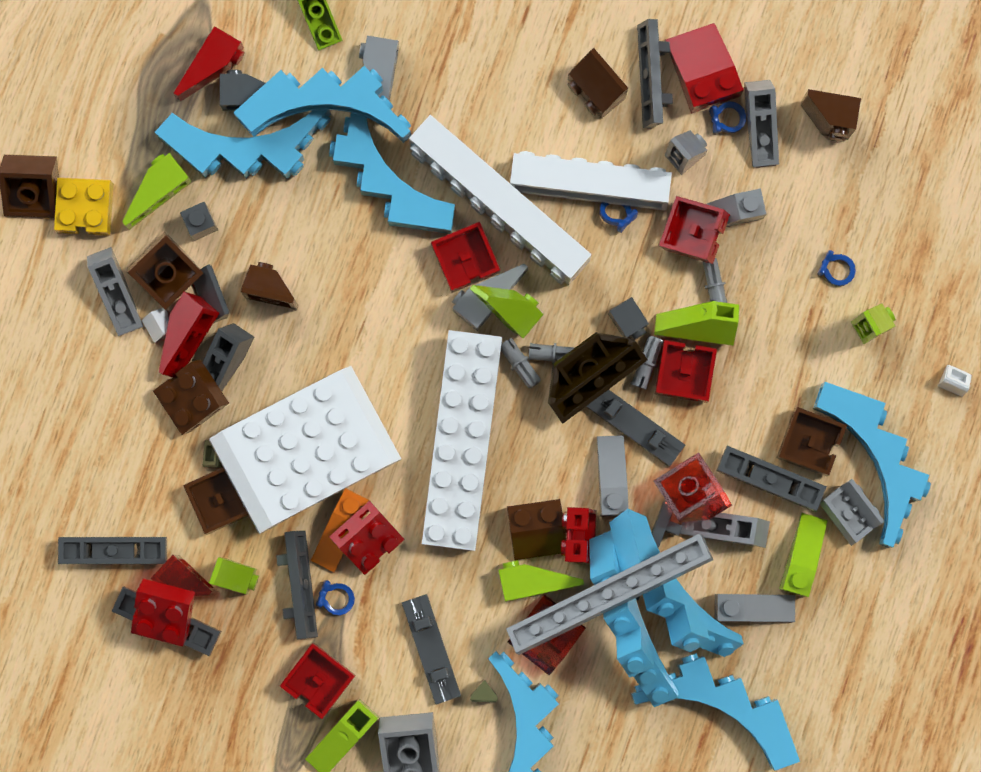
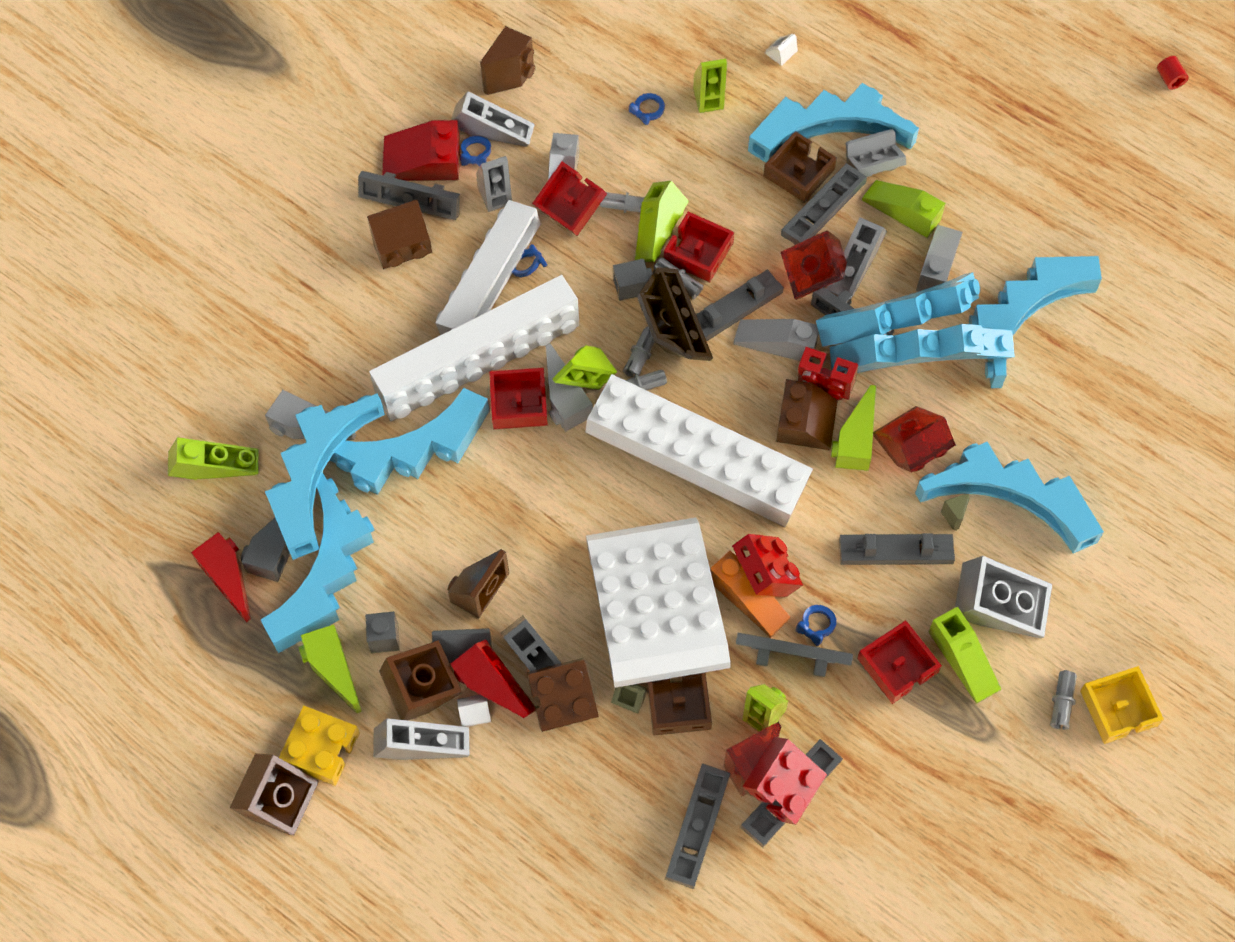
camera: 70 degrees left, 20 degrees down
(609, 594) = (898, 346): light grey plate -> none

